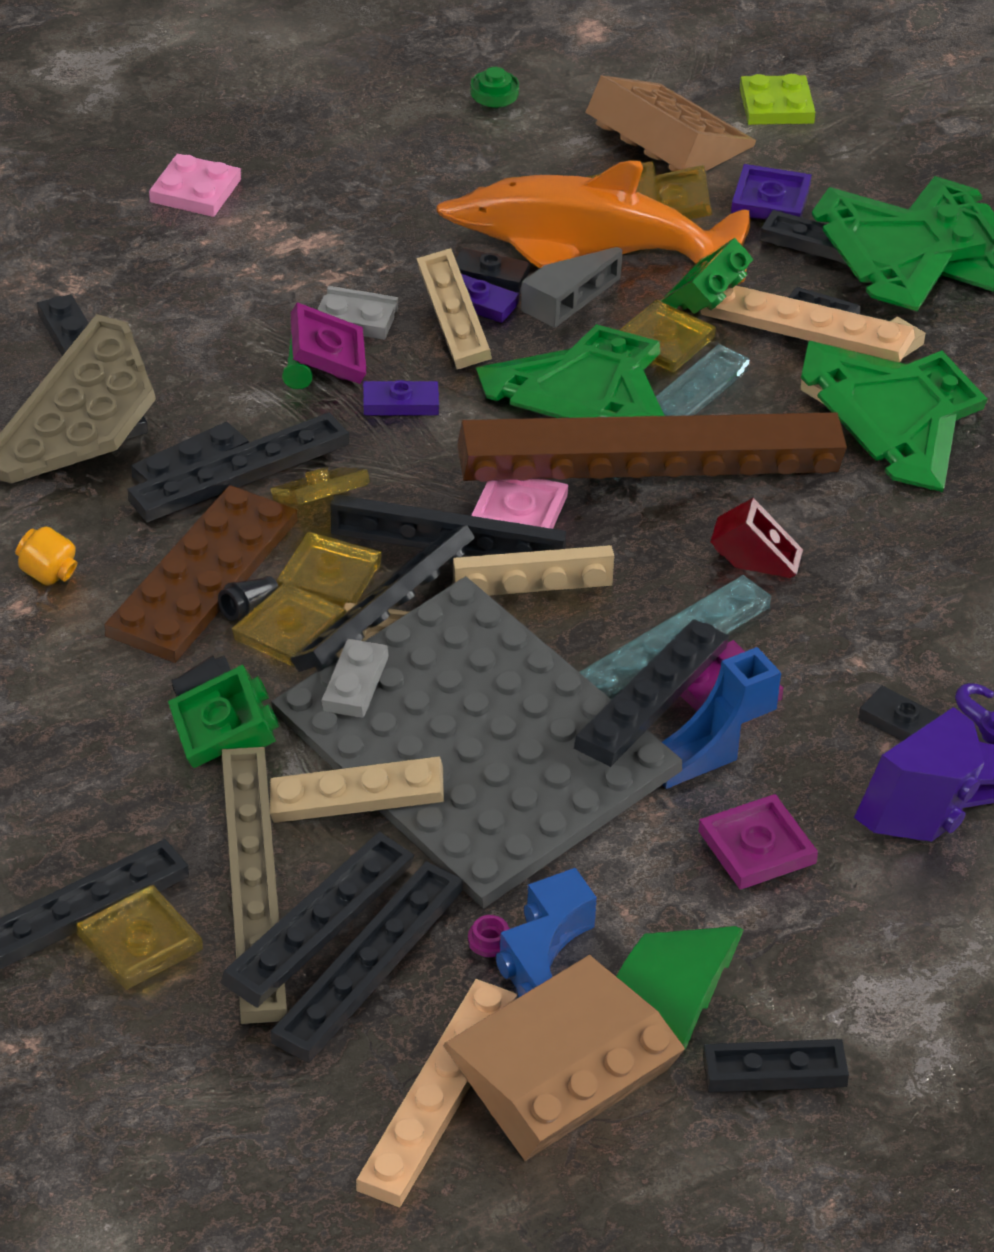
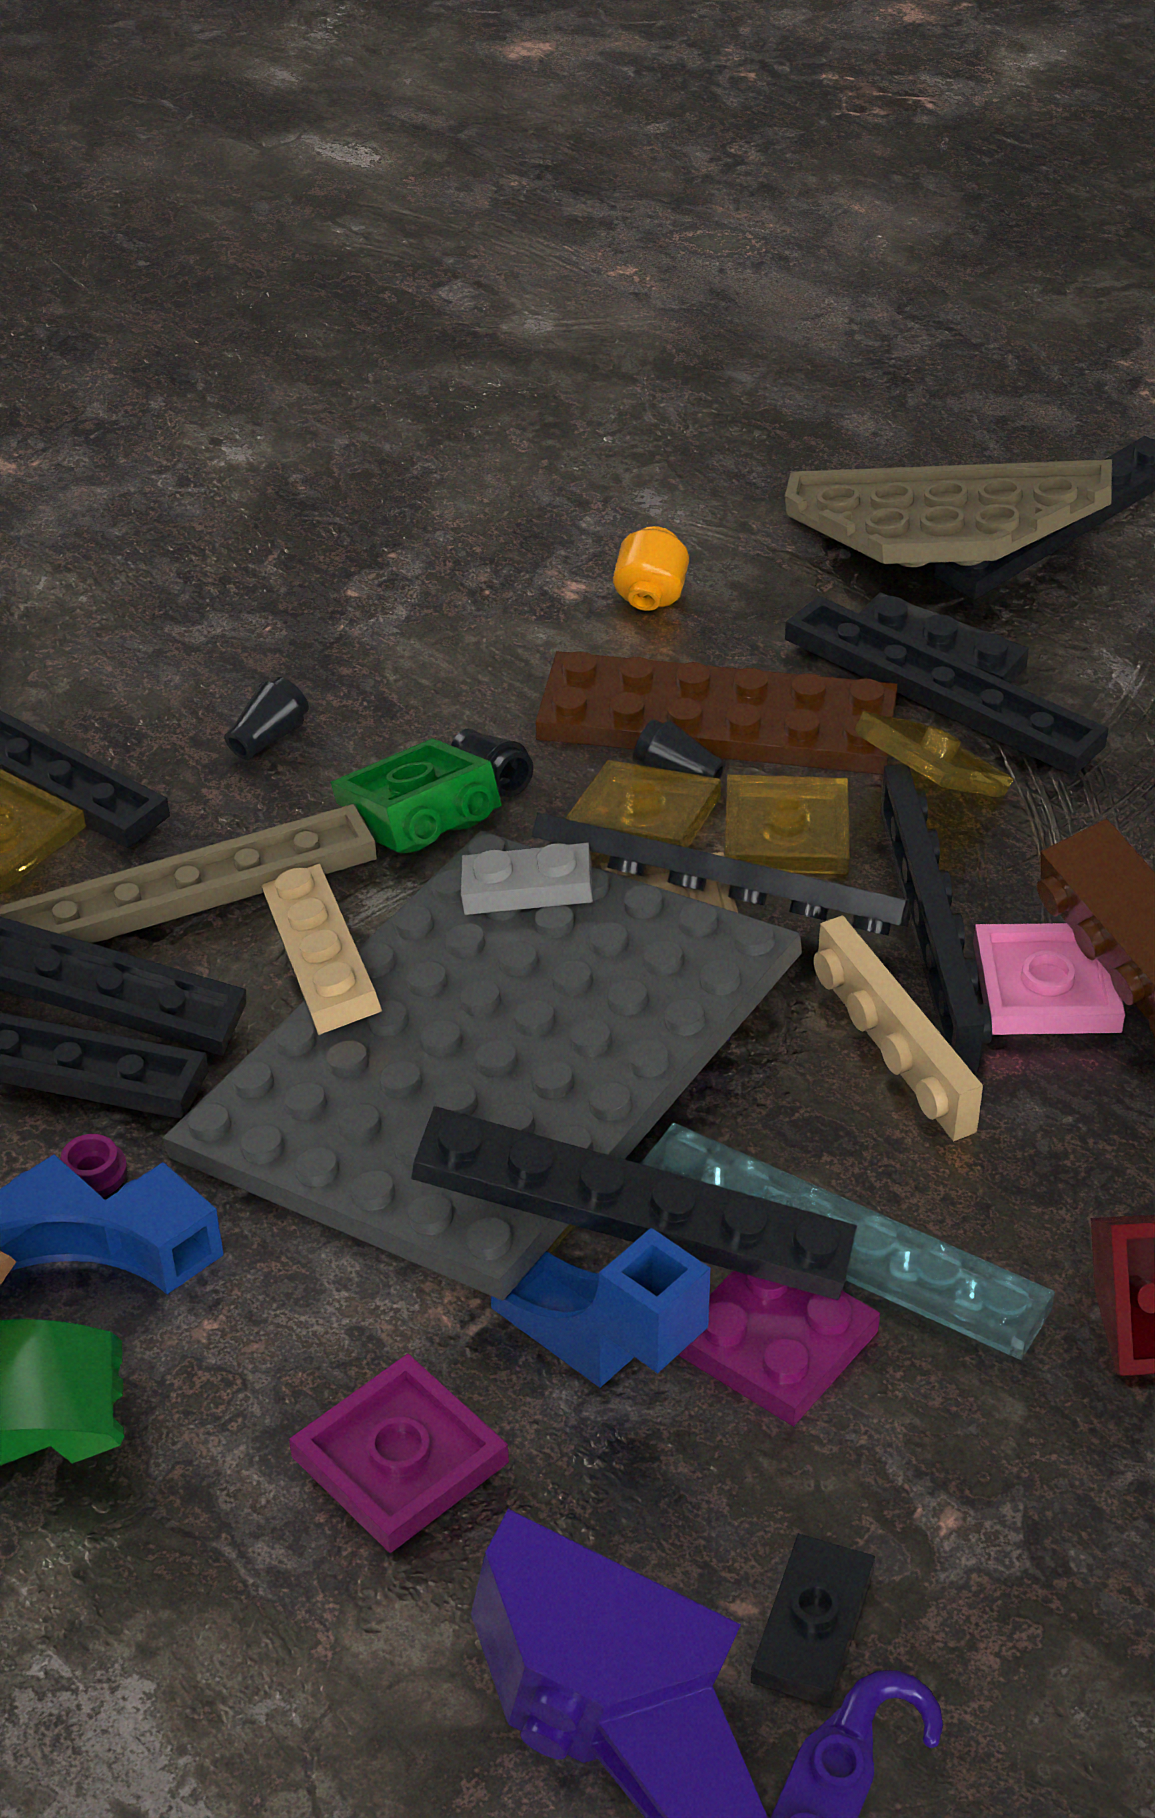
camera: 75 degrees right, 0 degrees up
(94, 776) = (269, 715): none -> black cone

